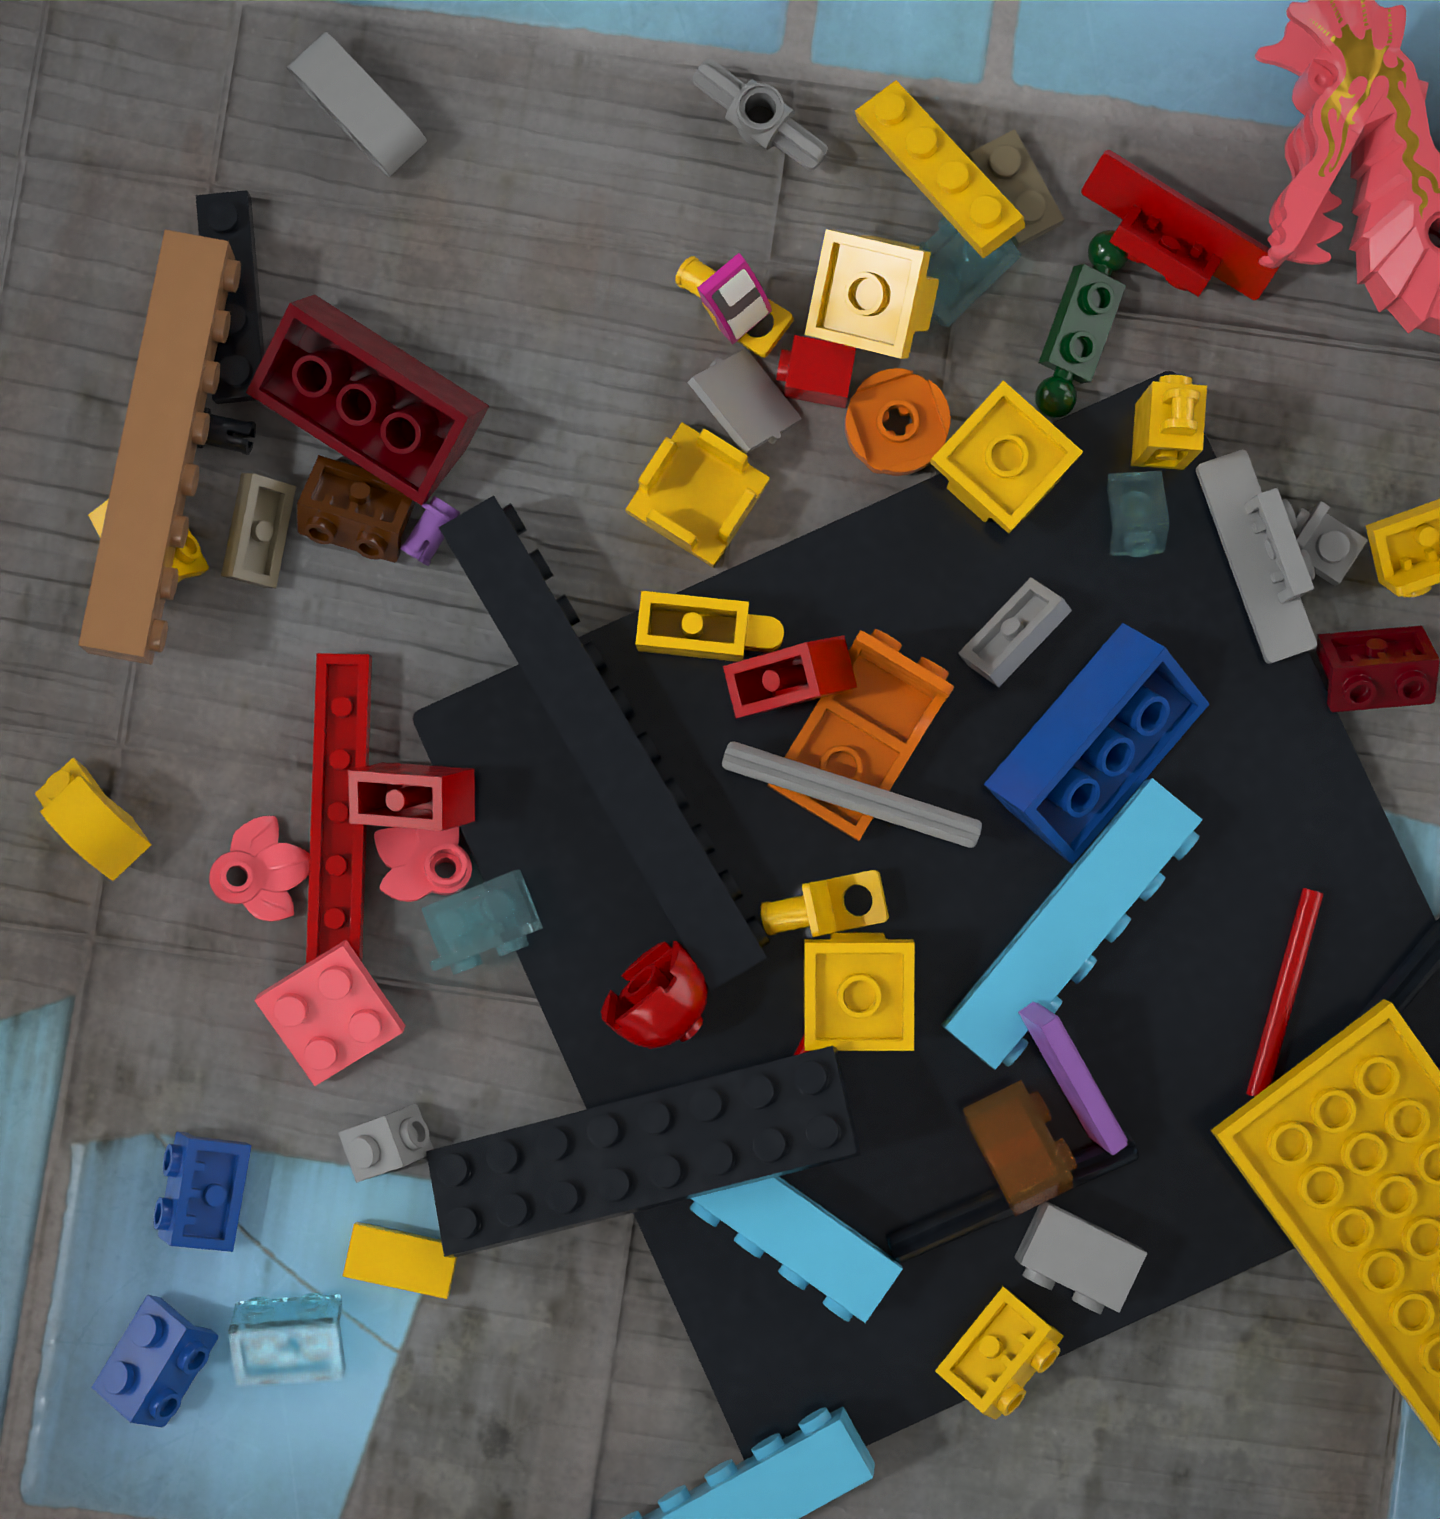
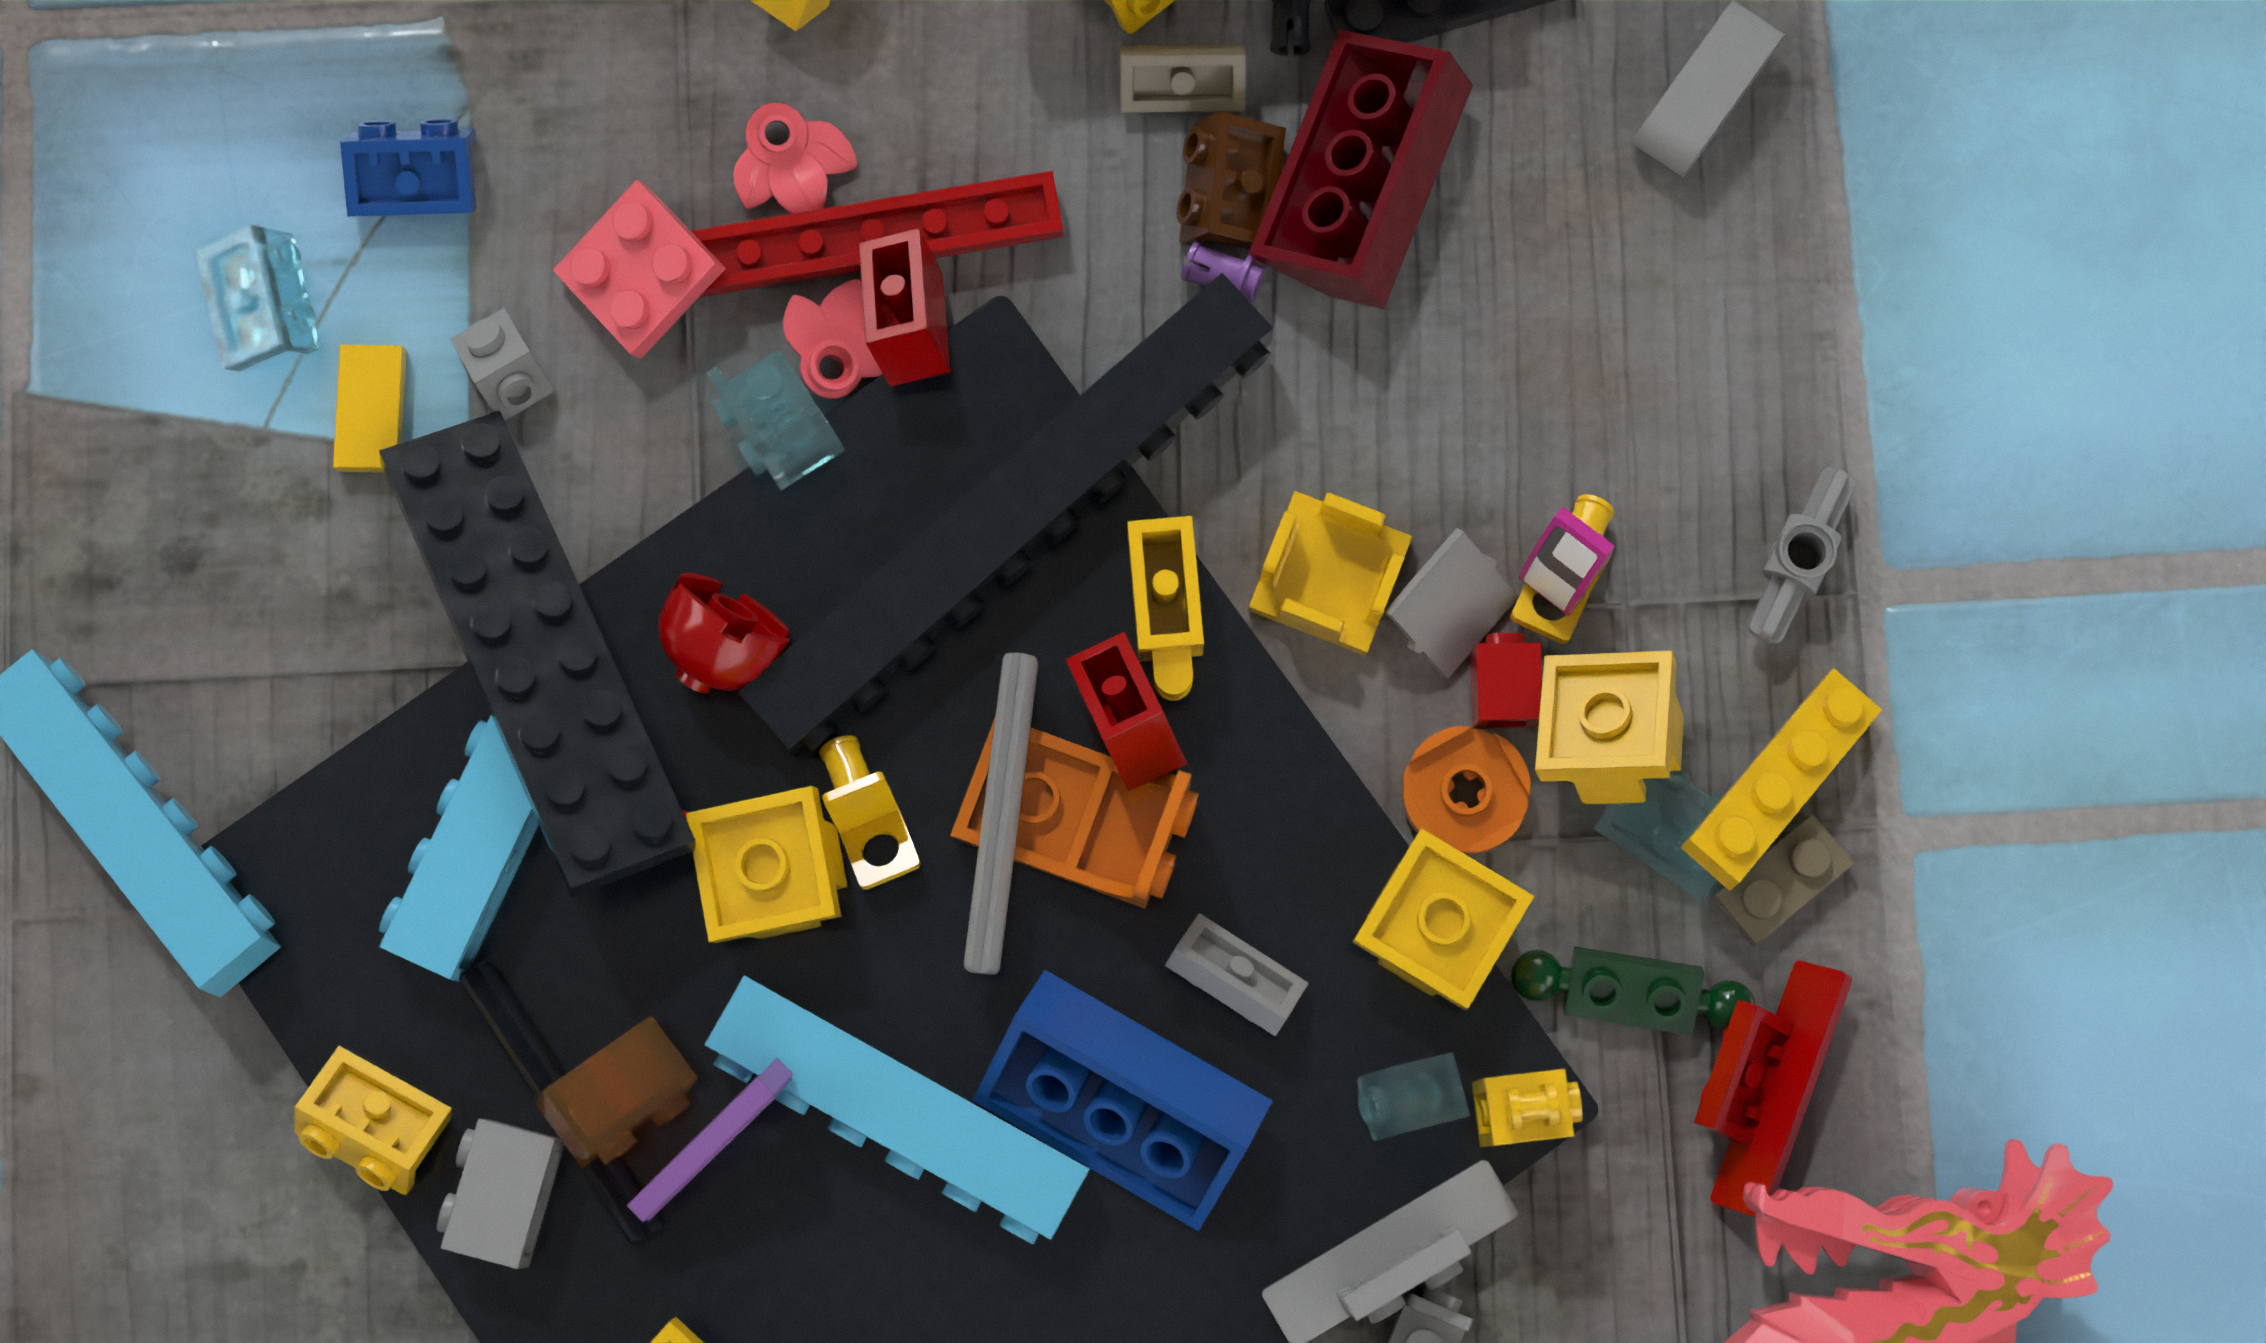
camera: 75 degrees right, 5 degrees down
(154, 1364) = (206, 156): blue bracket -> none

